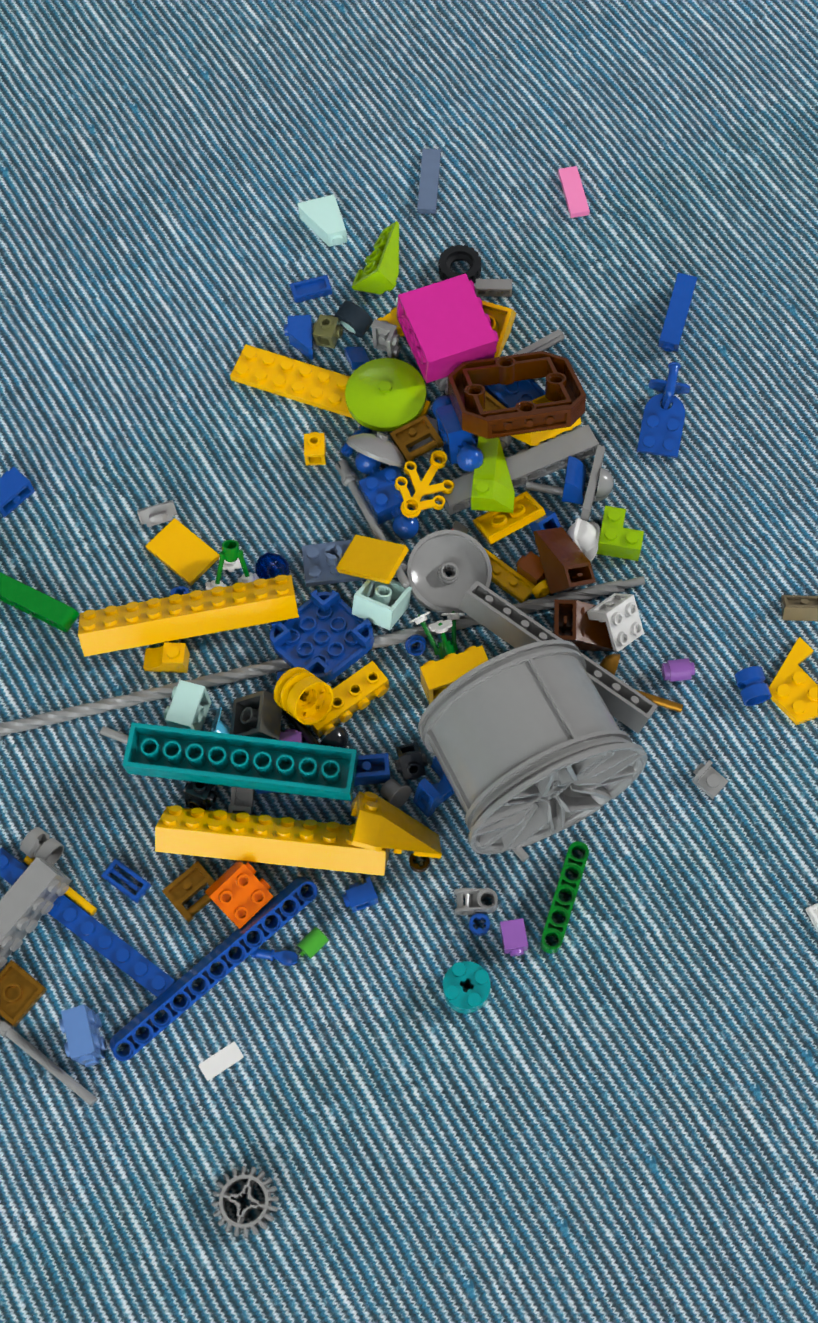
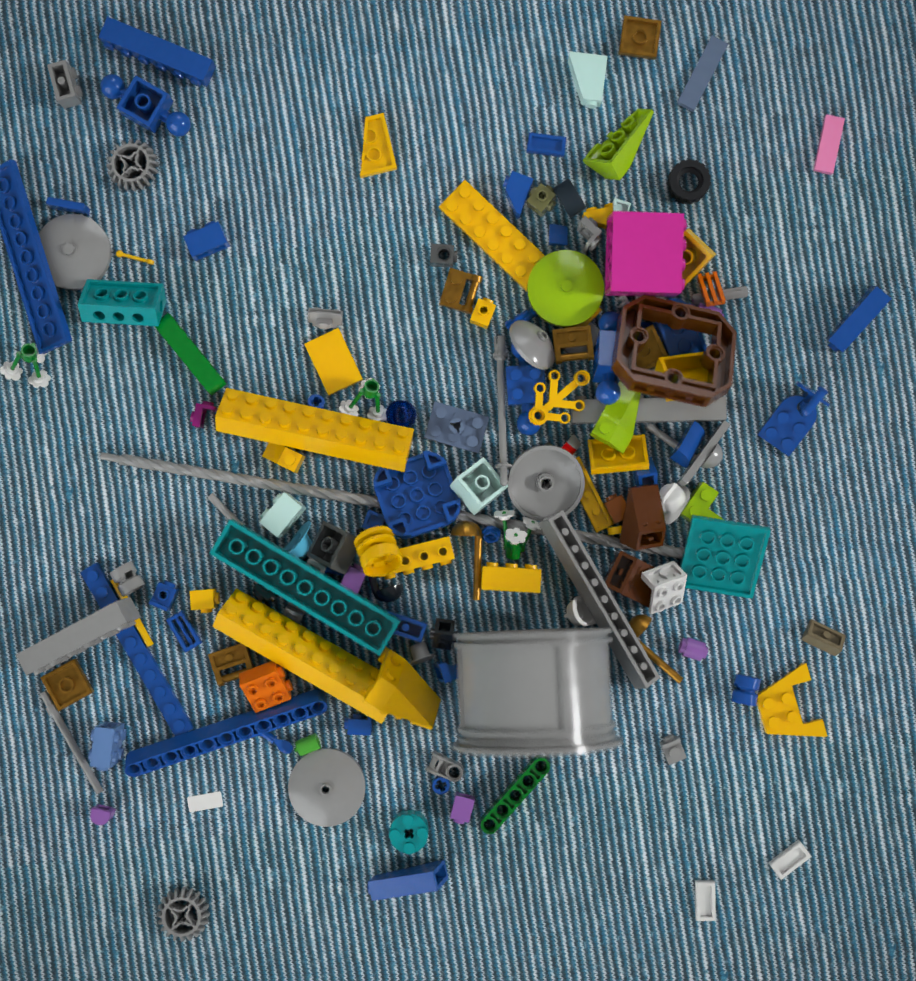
camera: 20 degrees right, 20 degrees up
(61, 647) = (198, 416): none -> magenta bracket
(93, 856) = (171, 591): none -> blue brick
(106, 1123) = (101, 814): none -> medium lavender brick
(136, 835) = (204, 600): none -> yellow brick
(148, 350) = (377, 147): none -> yellow wing
(251, 421) = (436, 249): none -> dark grey brick
(277, 441) = (454, 289): none -> pearl gold plate
(357, 173) = (640, 37): none -> pearl gold plate
(357, 1004) = (331, 769): none -> light grey dish
(372, 559) = (486, 448): yellow tile -> none
(391, 648) = (468, 528): none -> pearl gold piece
(488, 1044) = (408, 881): none -> blue slope
(494, 287) = (709, 216): light grey piece -> none
(529, 341) = (709, 278): none -> orange tile
(662, 564) = (724, 556): none -> teal plate

